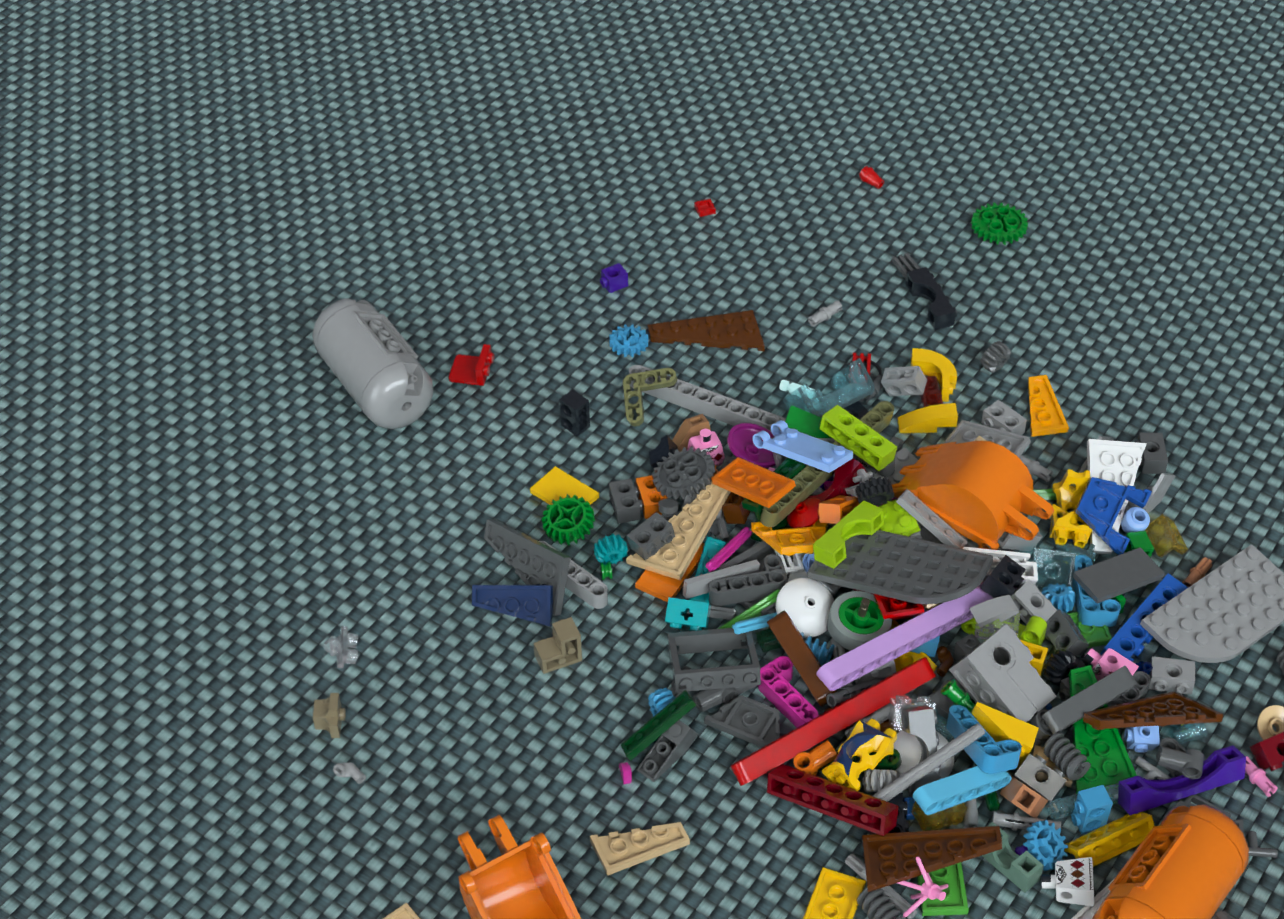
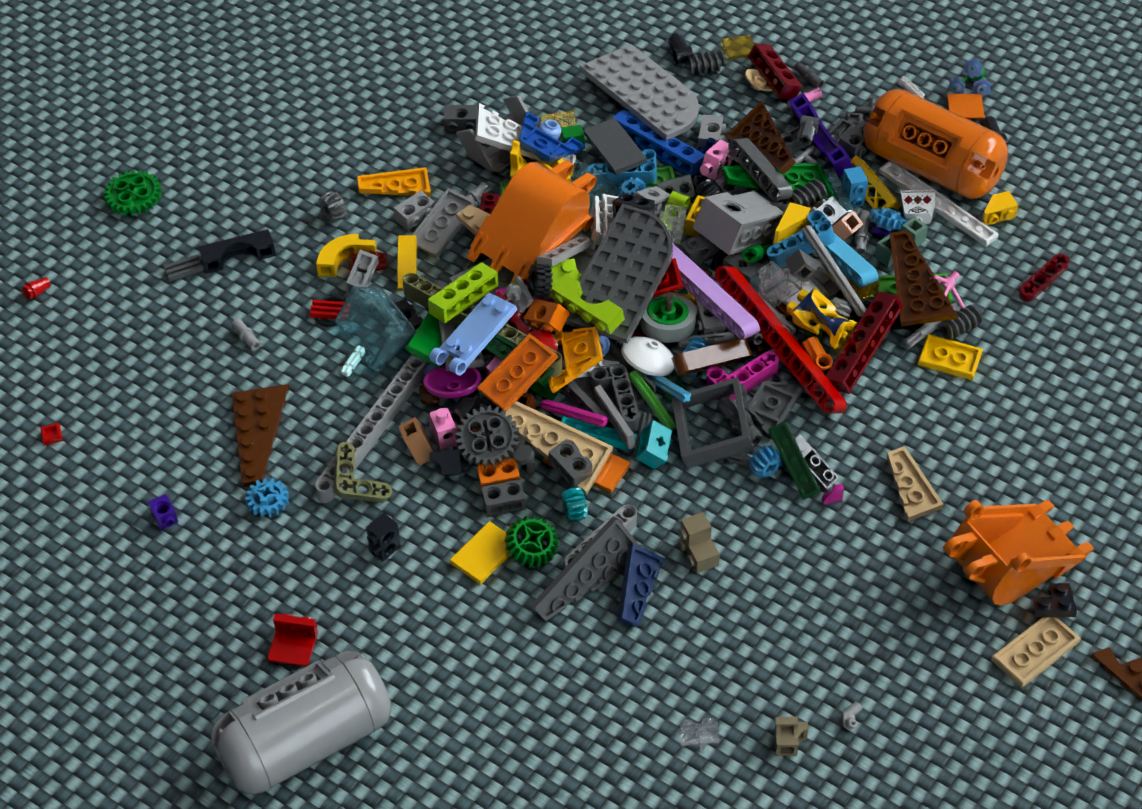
camera: 90 degrees left, 5 degrees up
(606, 570) = (595, 512): green bush -> none
(992, 609) = (671, 216): light grey slope -> none
(1198, 572) = (600, 107): nougat axle -> none

